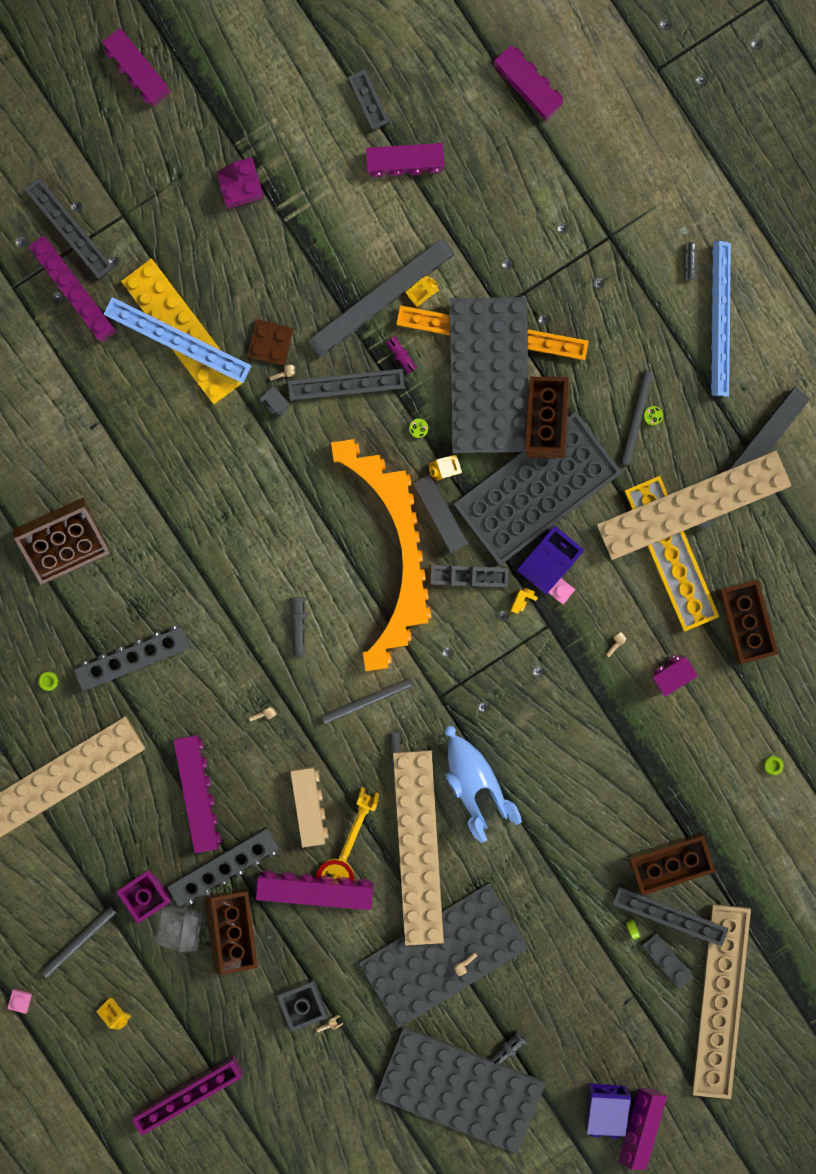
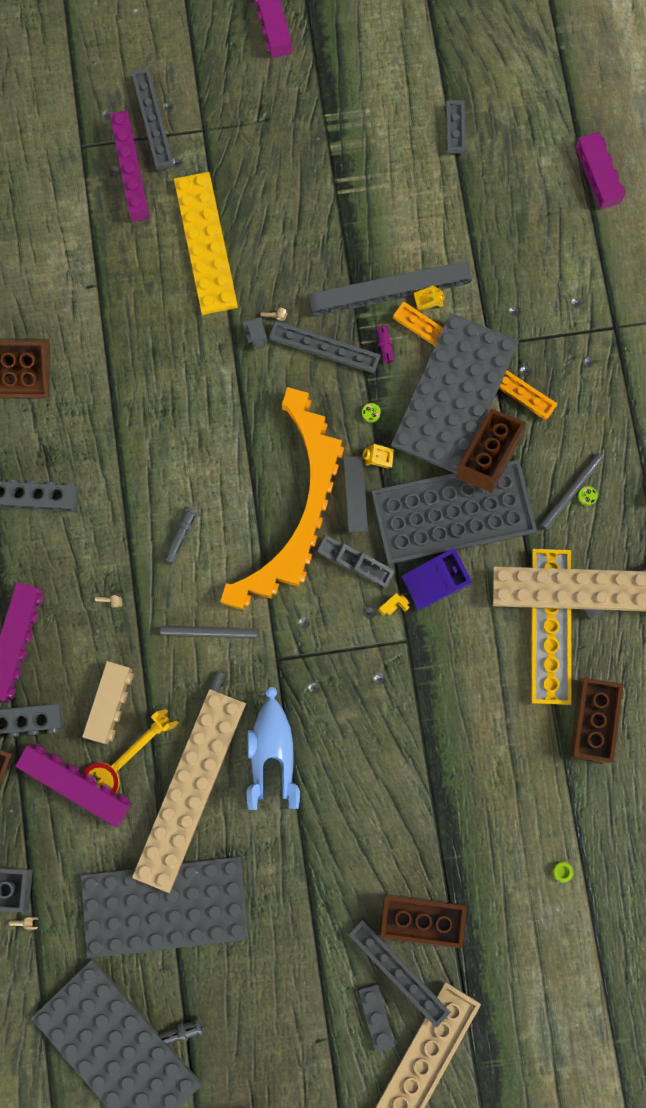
camera: 20 degrees right, 10 degrees down
(177, 340) = (197, 244): light blue plate -> none
(240, 183) = (314, 145): magenta slope -> none
(270, 342) = (276, 284): reddish brown plate -> none
(405, 159) = (464, 185): magenta brick -> none
(460, 967) = (173, 926): tan hand -> none
(561, 591) = (433, 614): bright pink plate -> none
(620, 639) = (468, 683): tan hand -> none
(633, 930) = (357, 969): lime tile -> none
(673, 674) = (504, 737): magenta slope -> none

